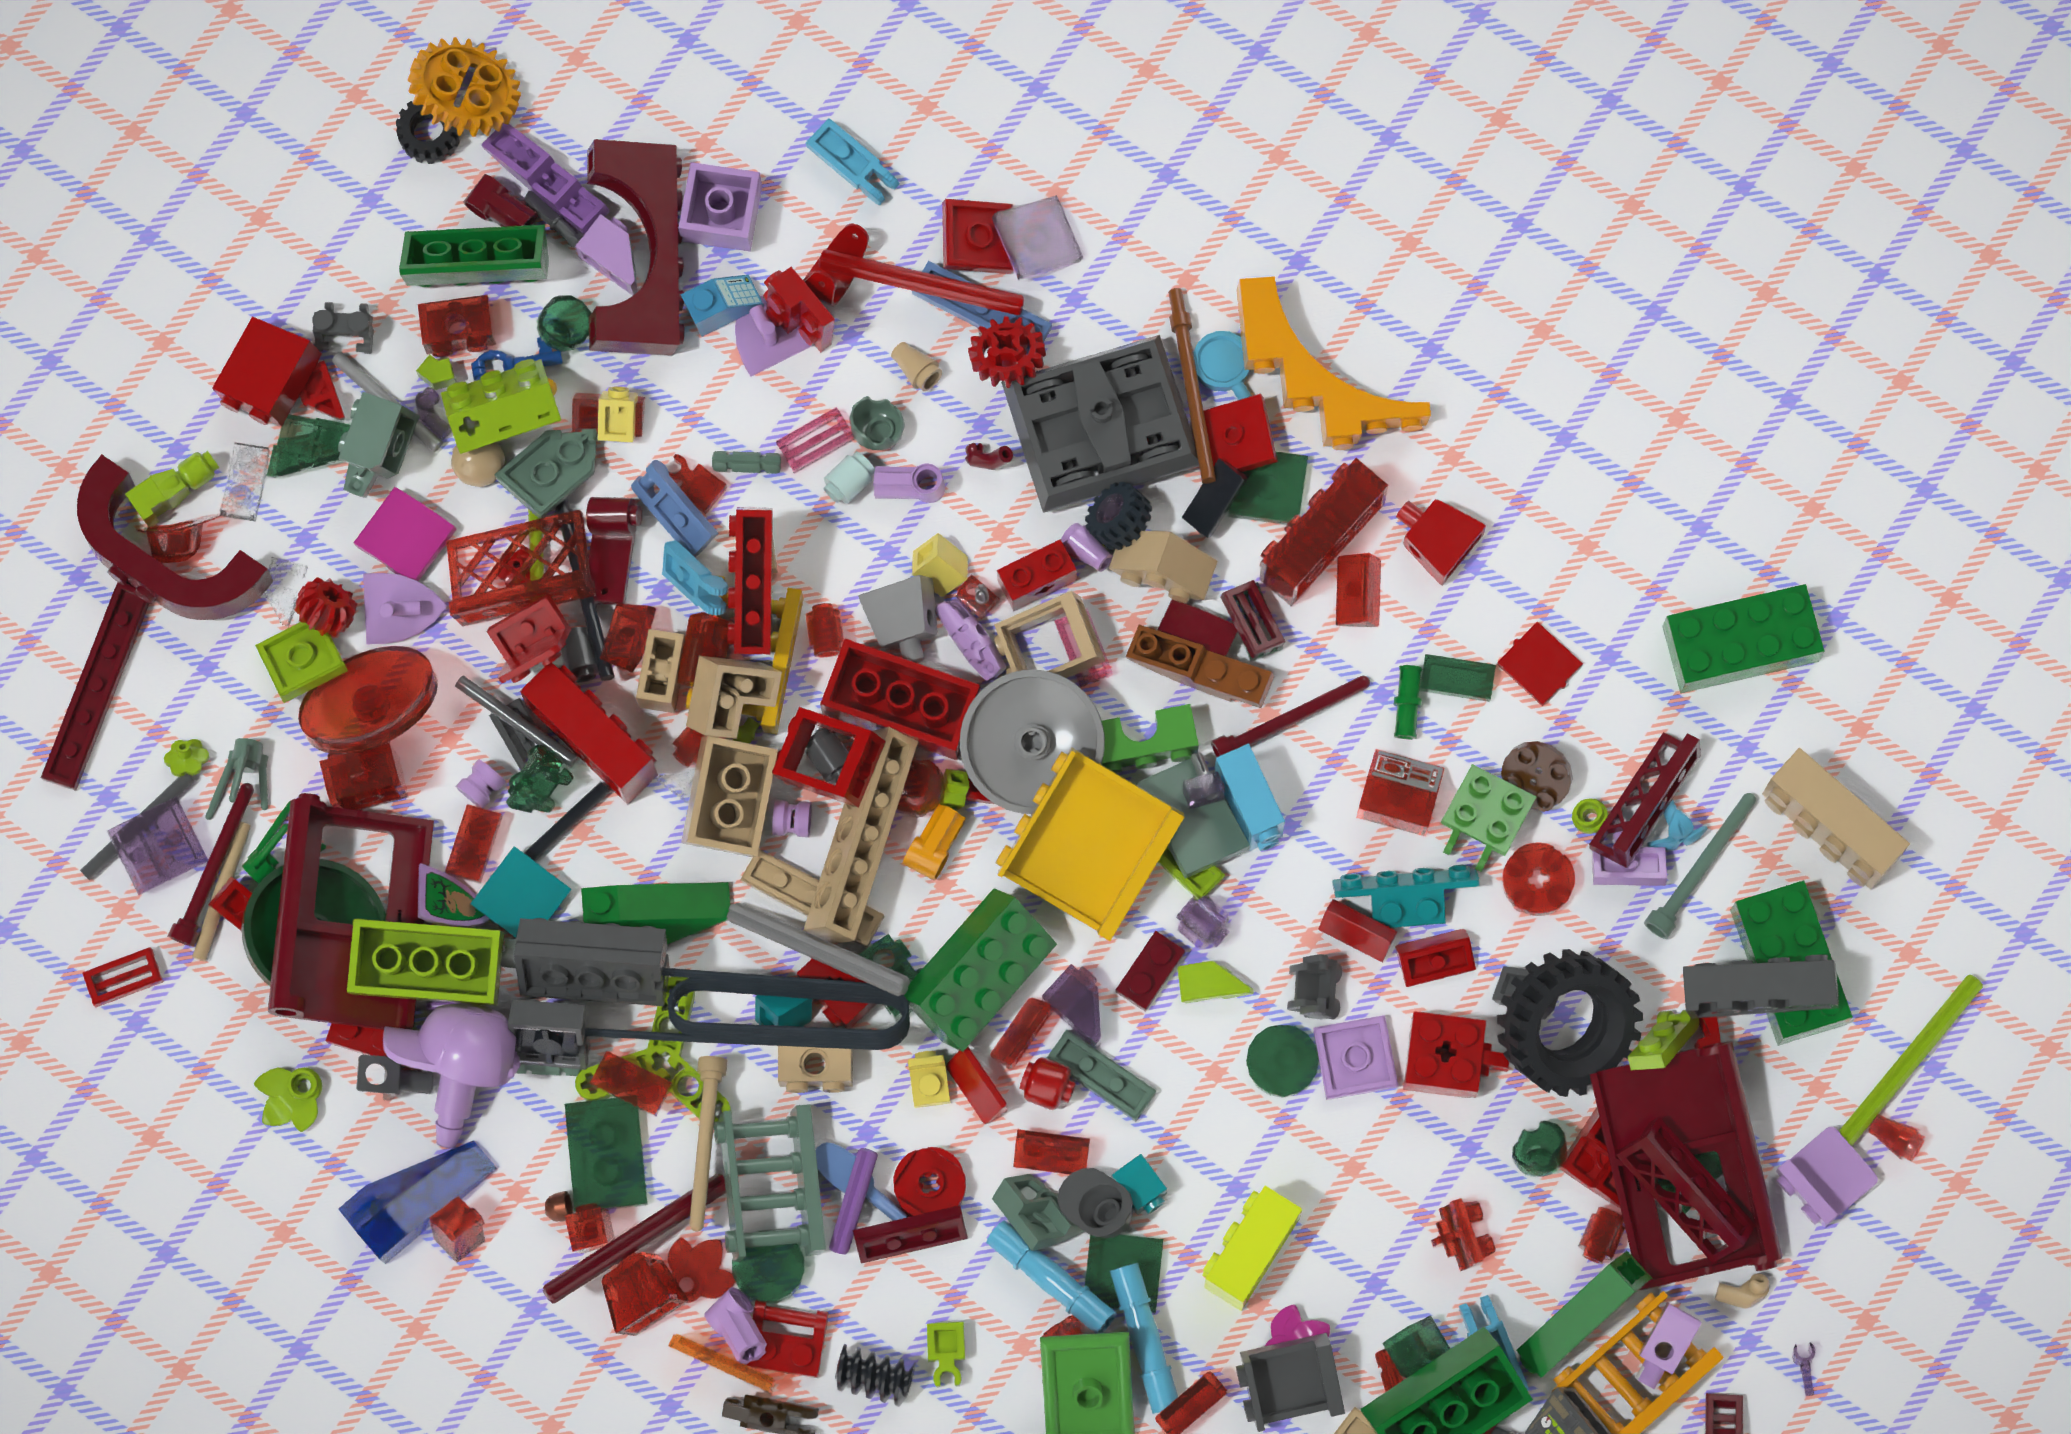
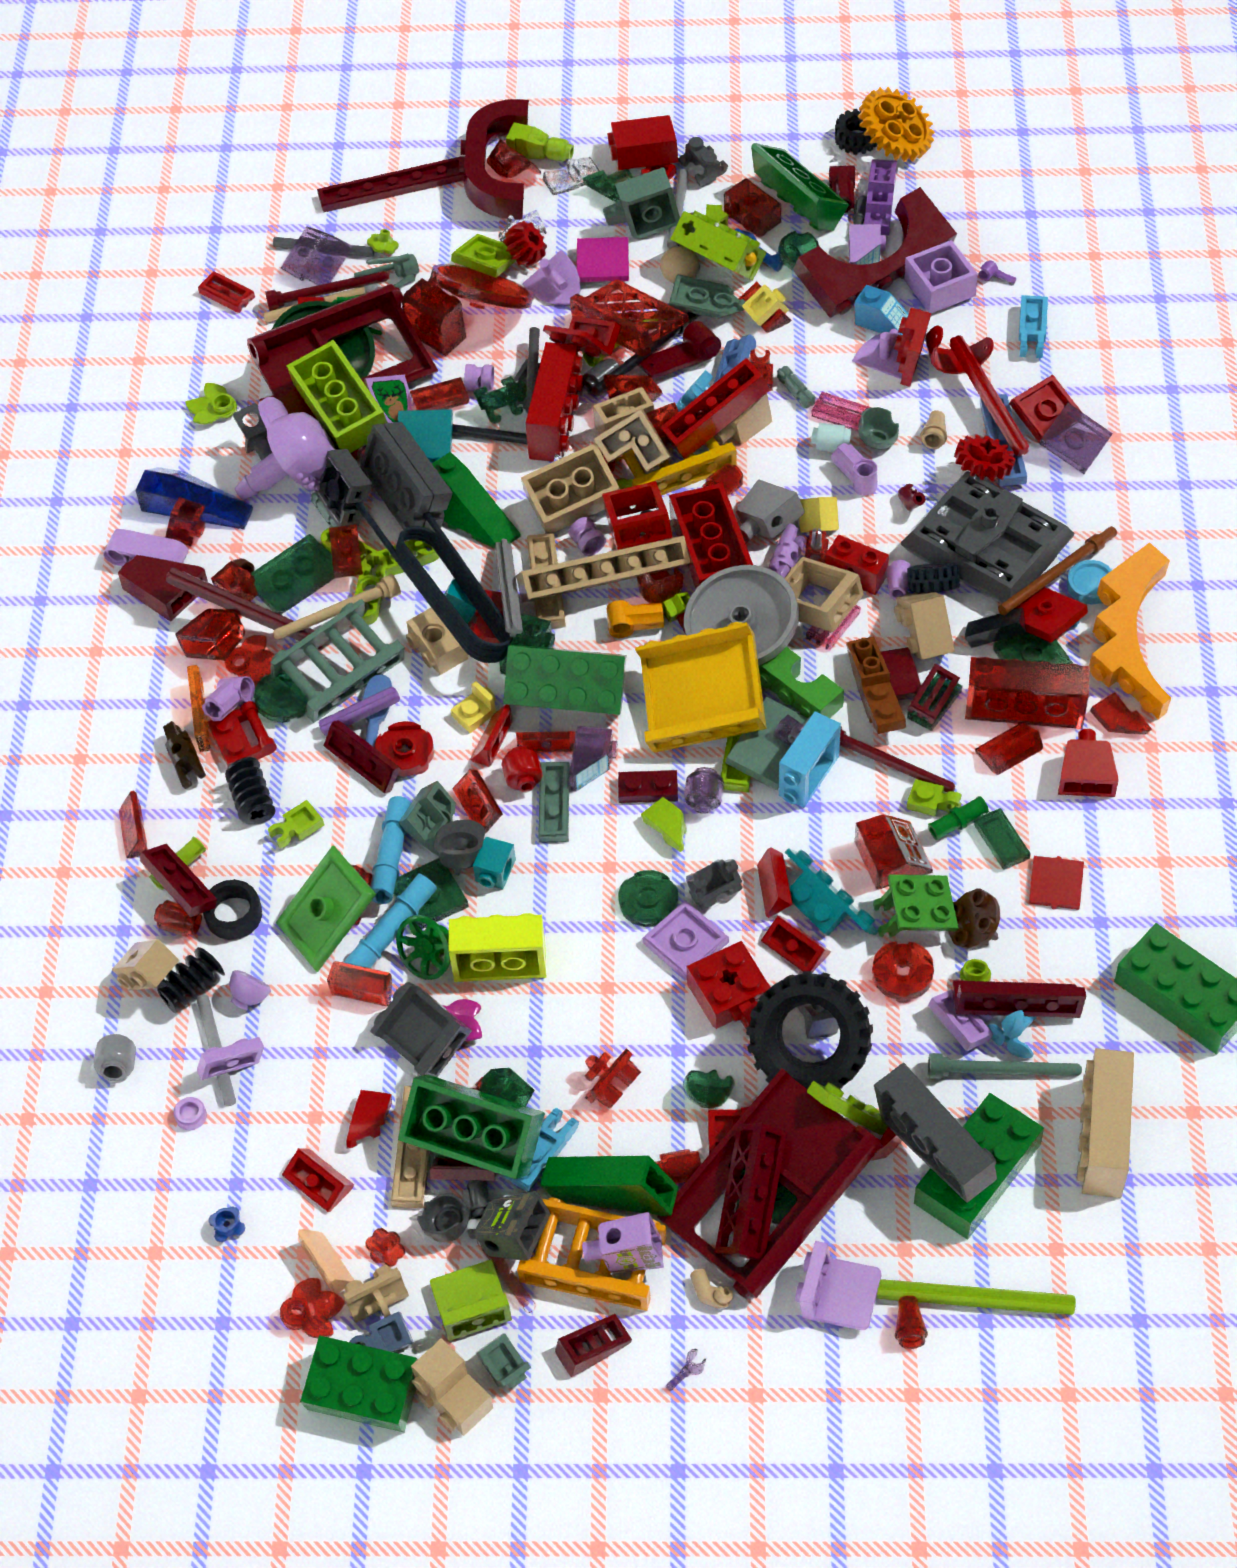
camera: 55 degrees right, 20 degrees down
(460, 1295) = (127, 544): none -> lavender beam
(518, 1305) = (146, 581): none -> dark red slope
(739, 143) = (991, 269): none -> medium lavender hand
(1196, 1310) = (428, 945): none -> green wheel
(1362, 712) = (930, 797): none -> lime plate
(1400, 463) = (1117, 717): none -> clear red slope

